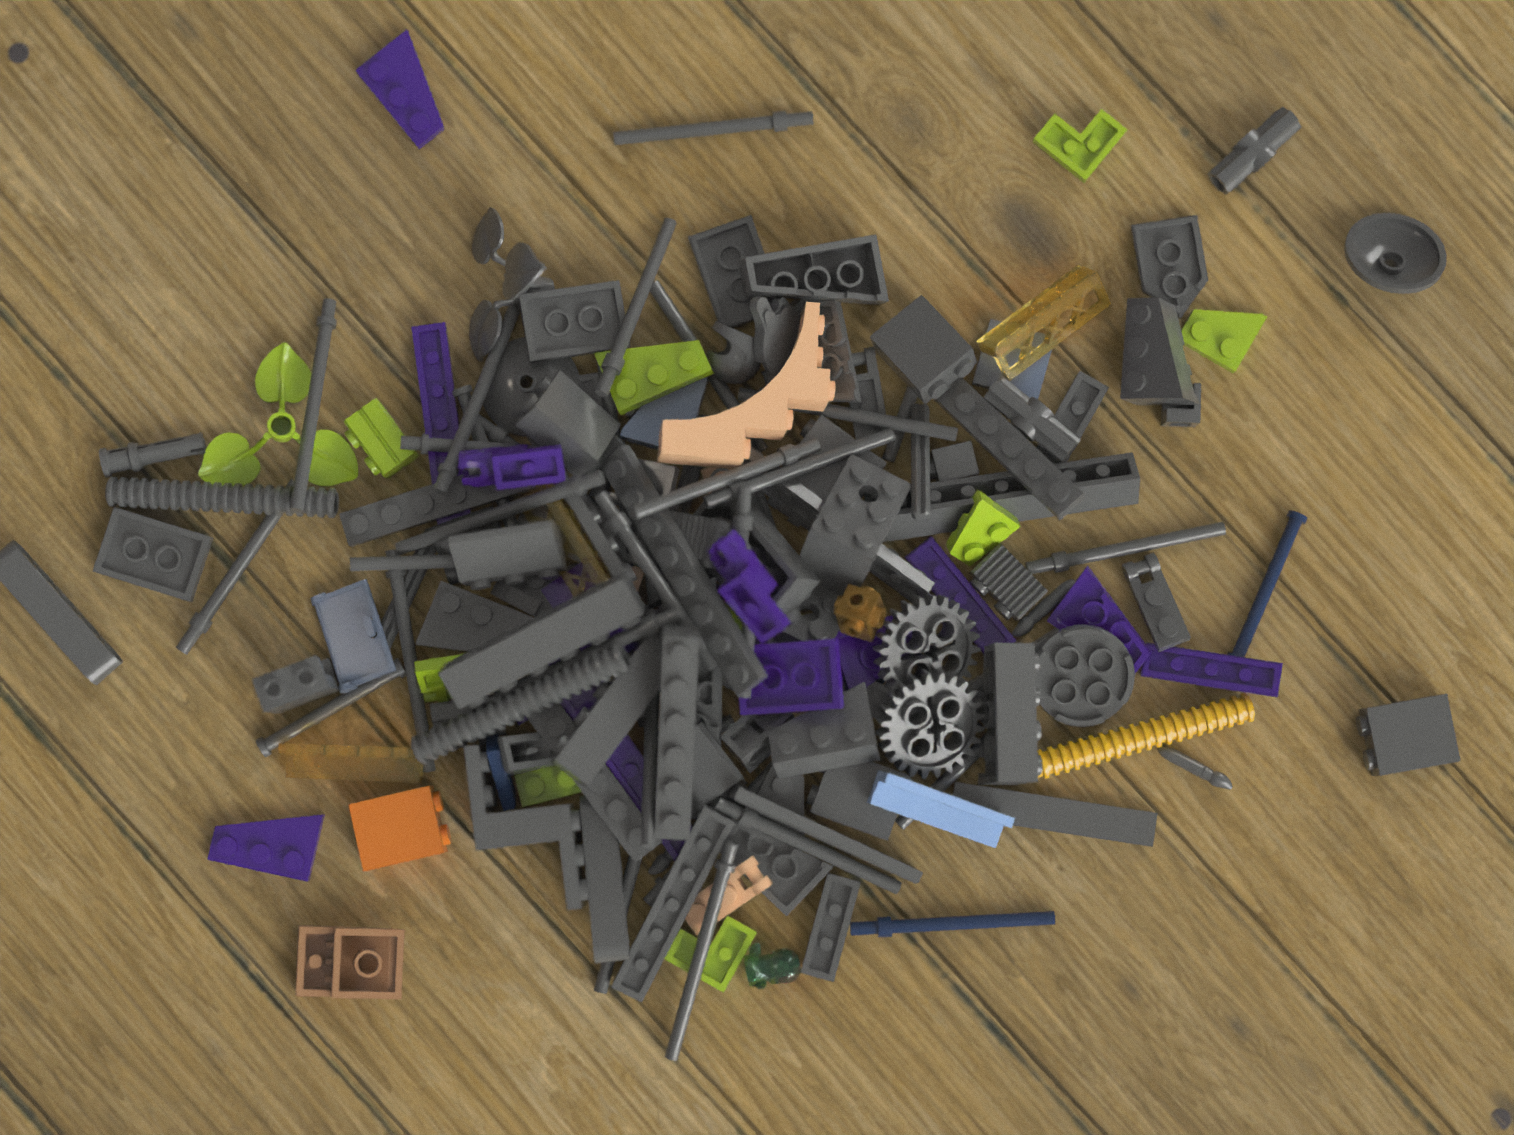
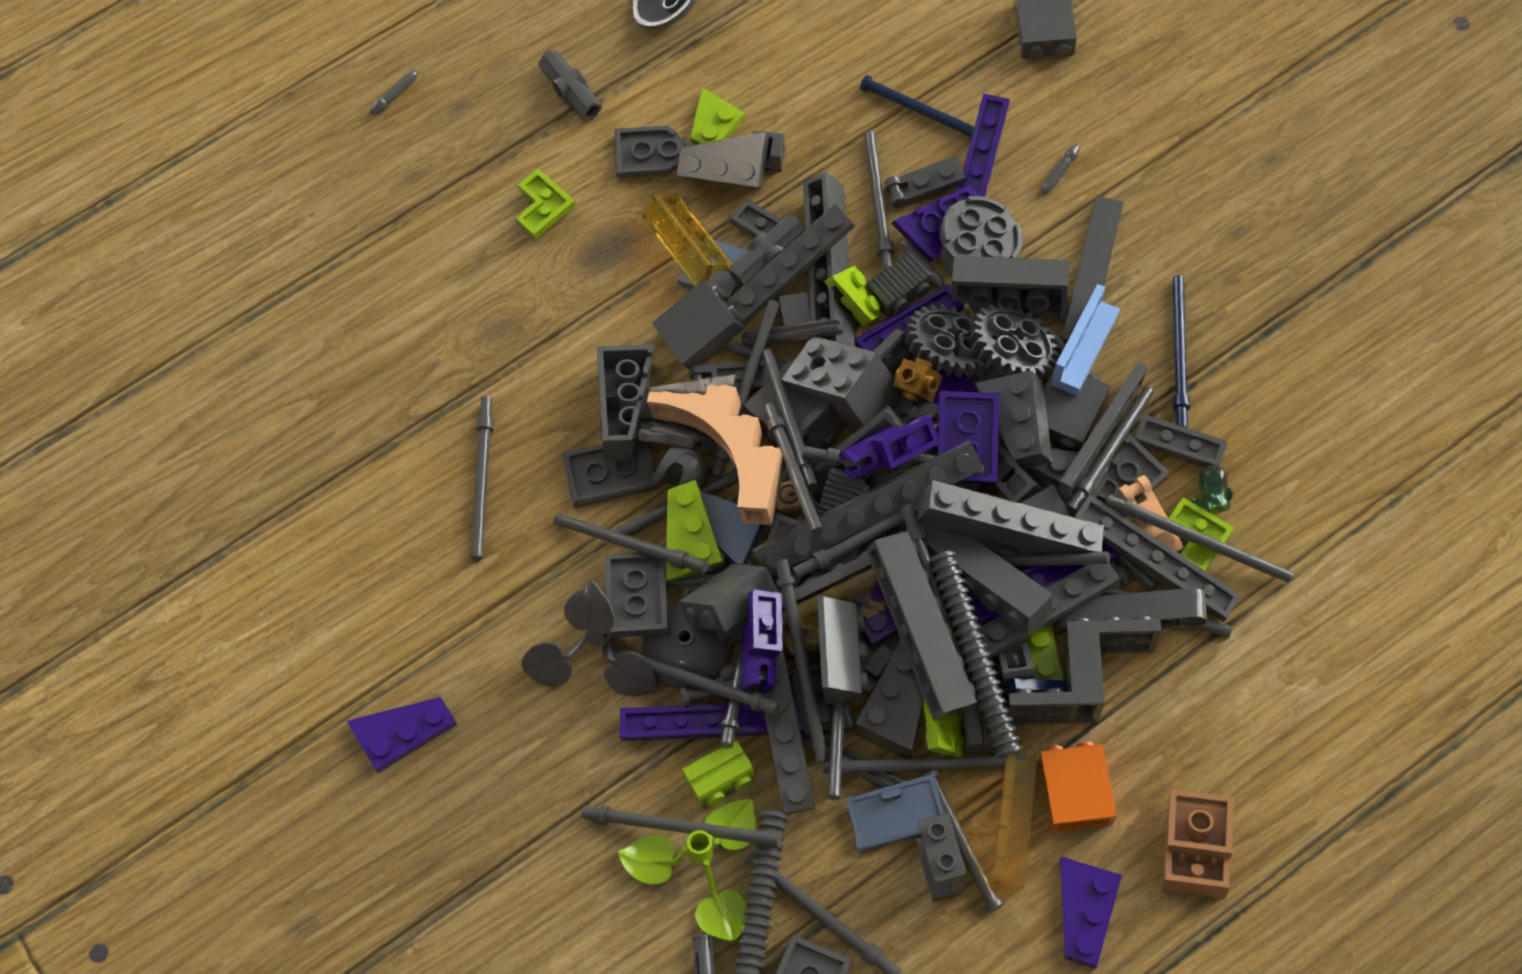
camera: 75 degrees left, 20 degrees down
(1146, 735) = (1030, 190): yellow piece -> none

